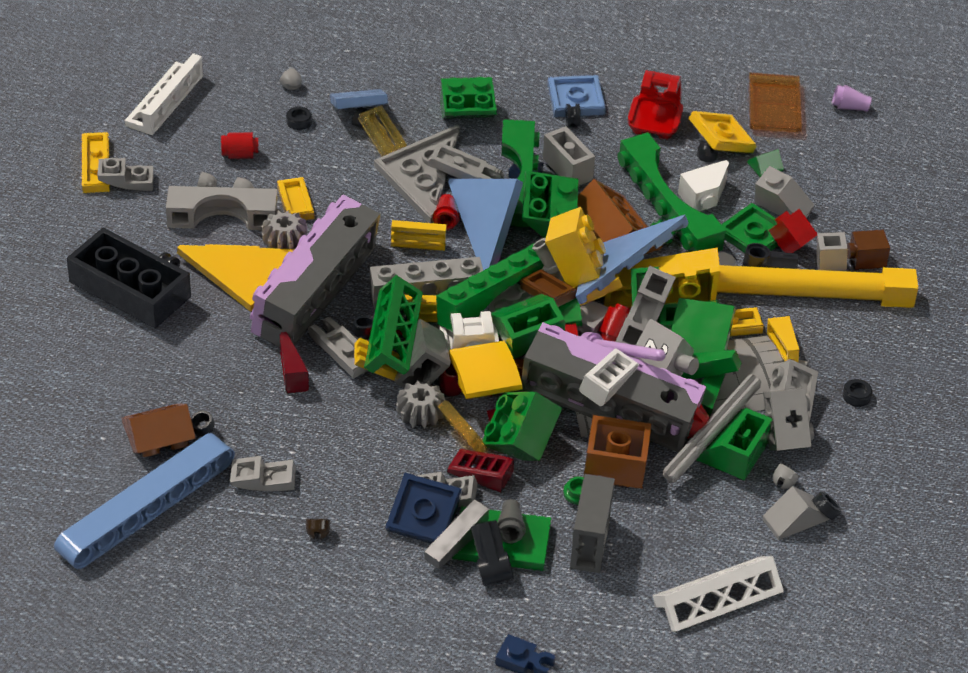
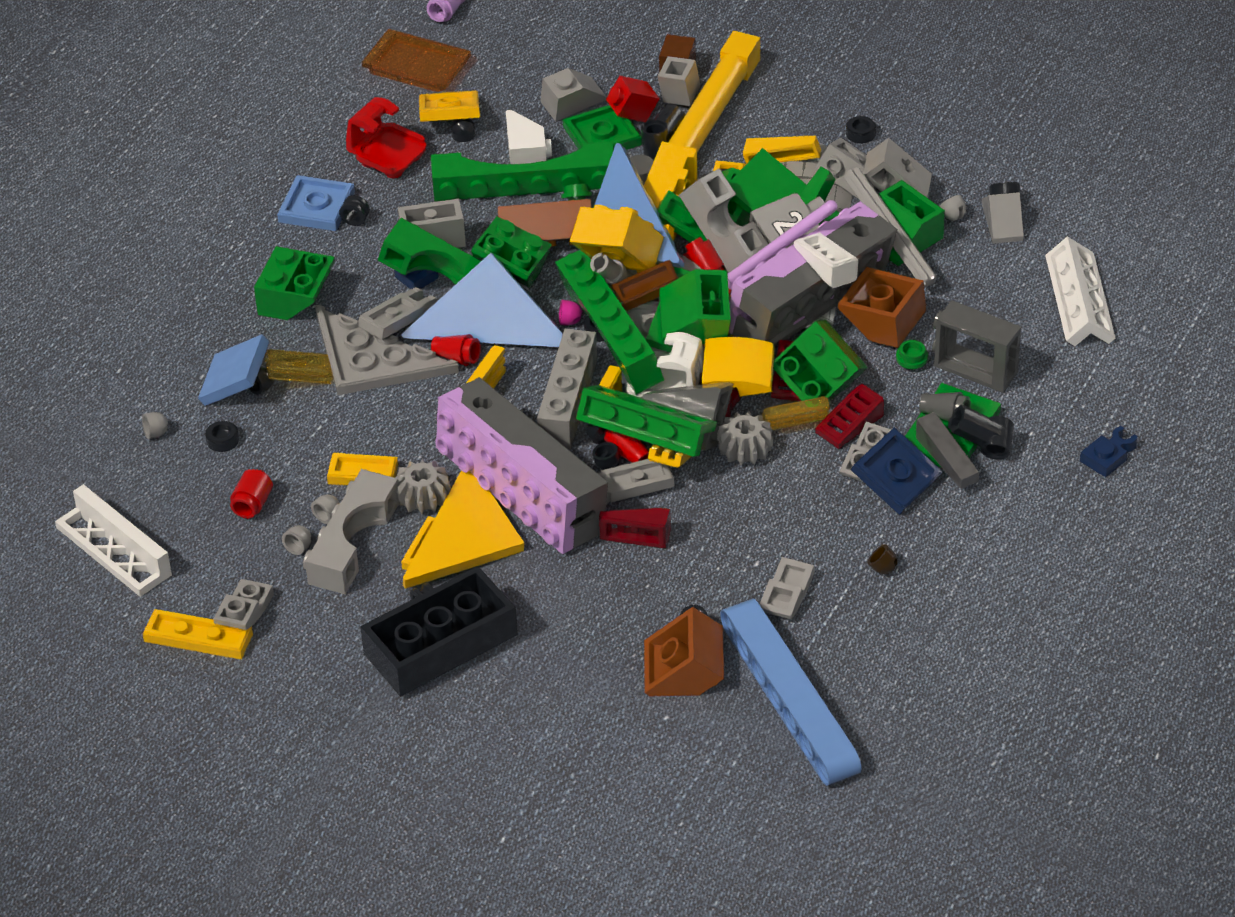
camera: 65 degrees left, 0 degrees up
(762, 162) = (505, 92): slope -> none

